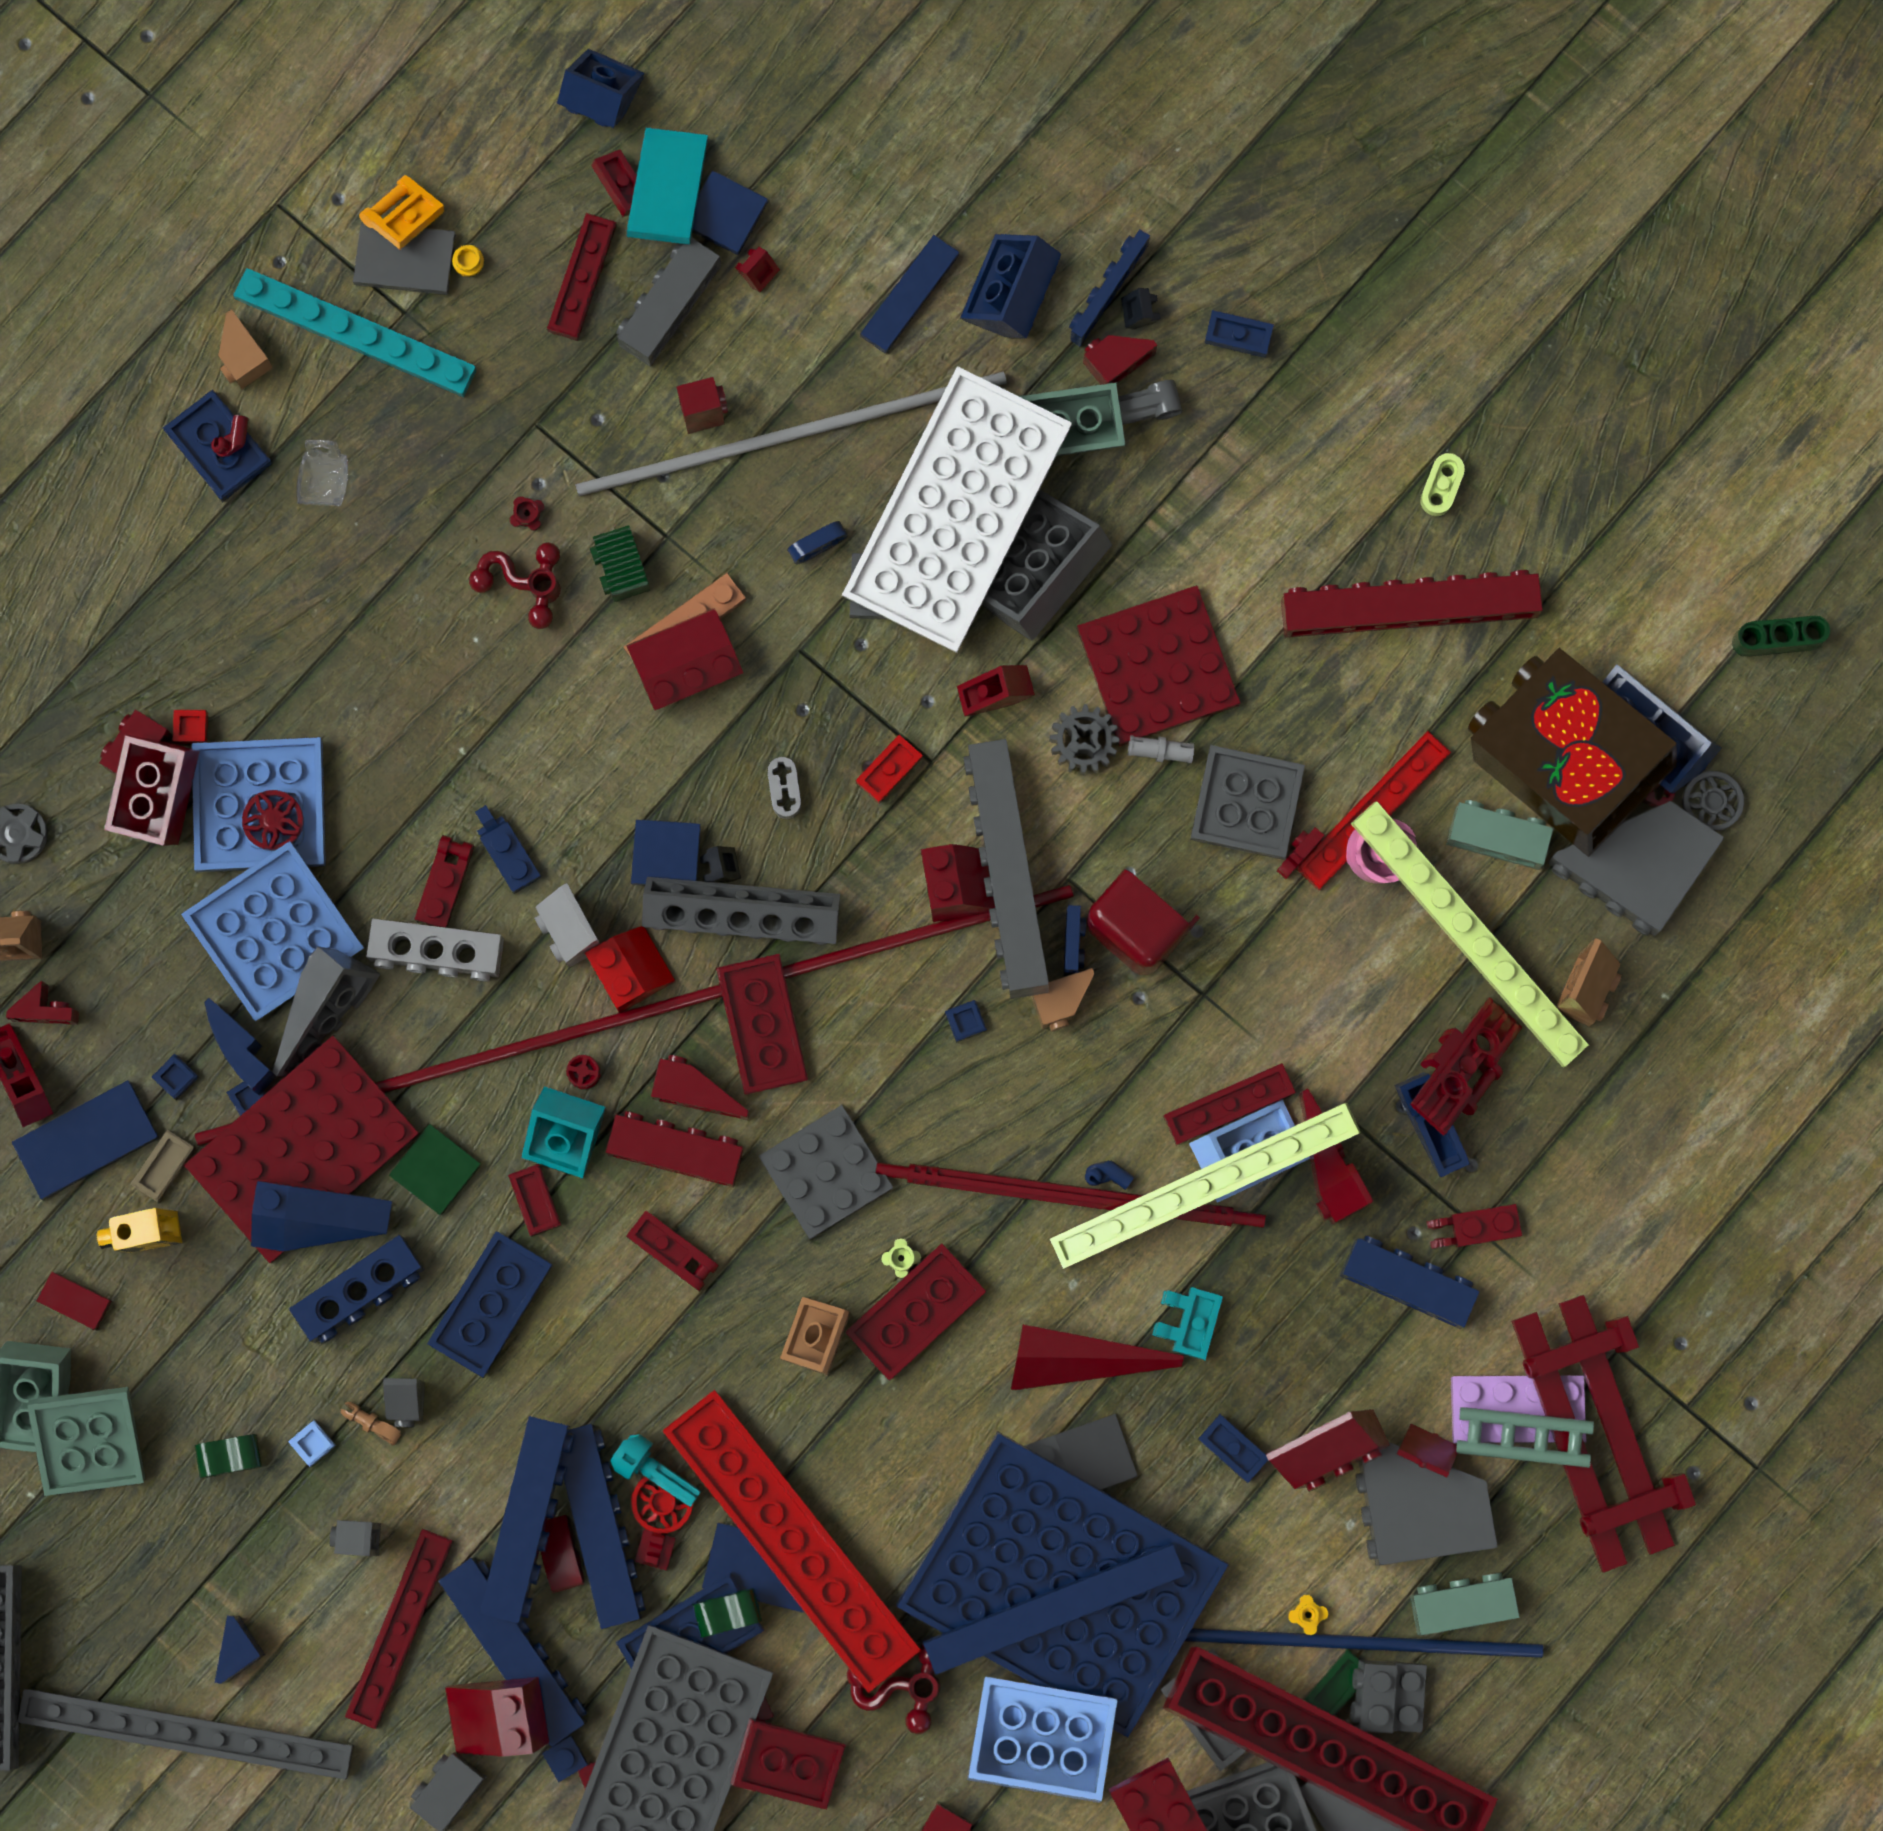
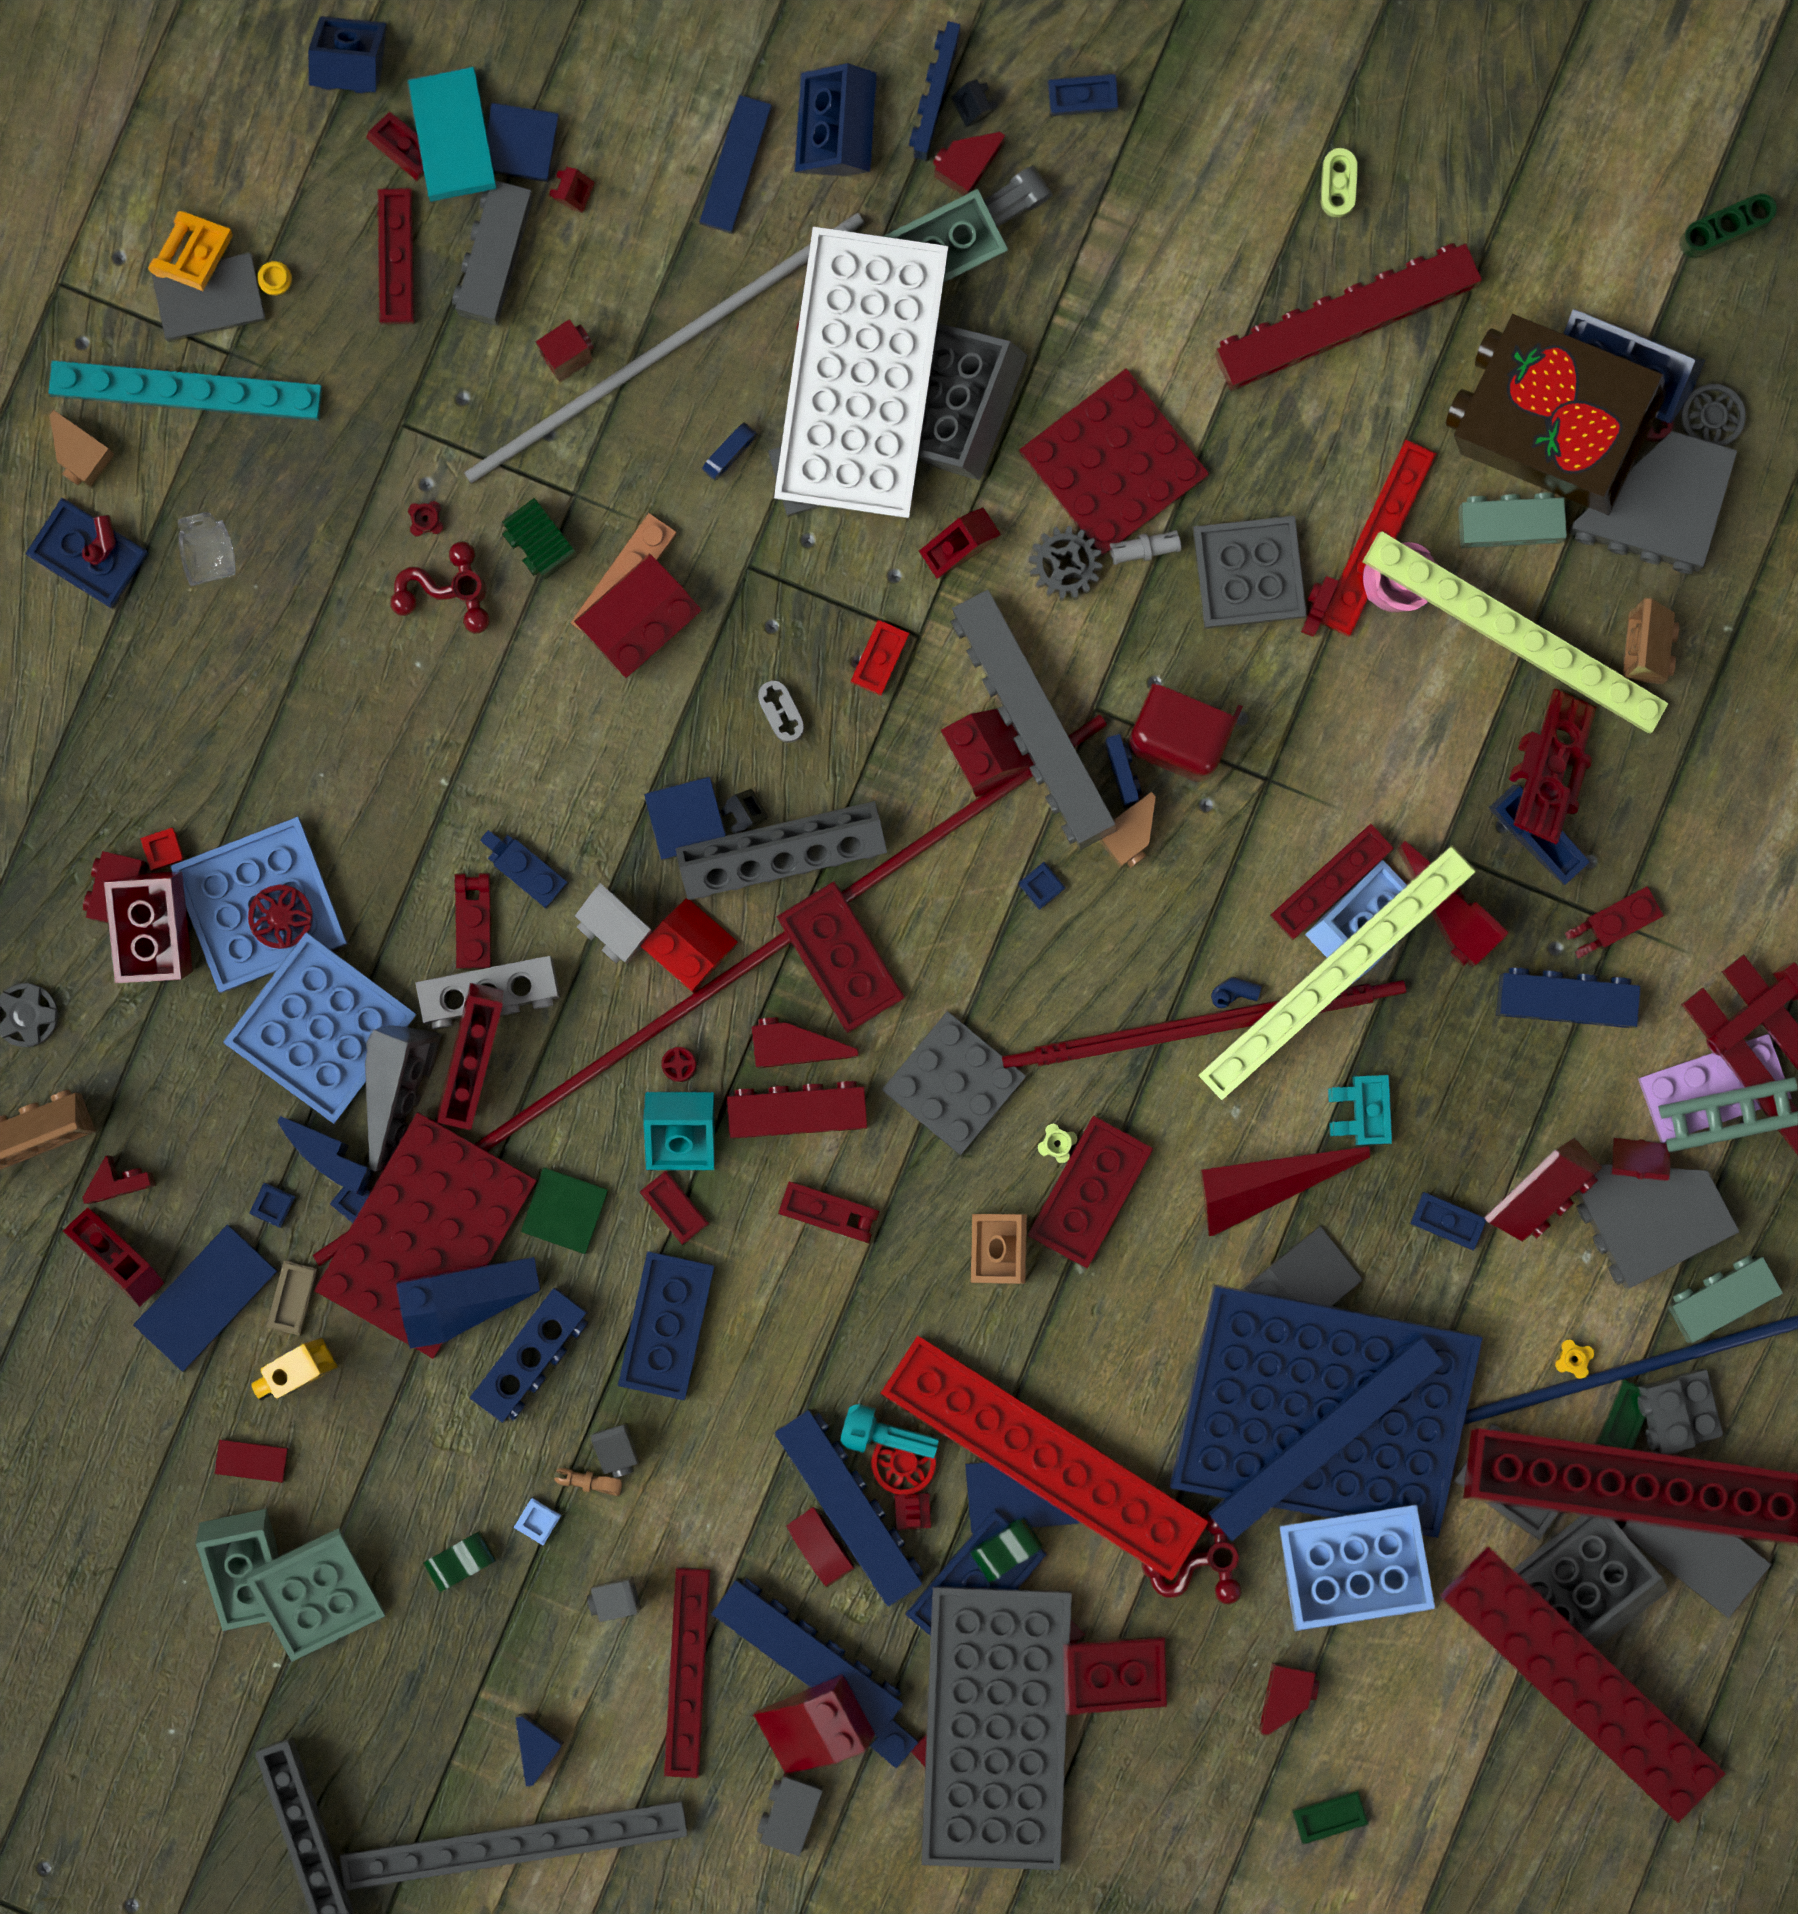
camera: 15 degrees left, 5 degrees up
(397, 1000) = (470, 1056): none -> dark red brick
(525, 1520) = (777, 1526): dark blue brick -> none

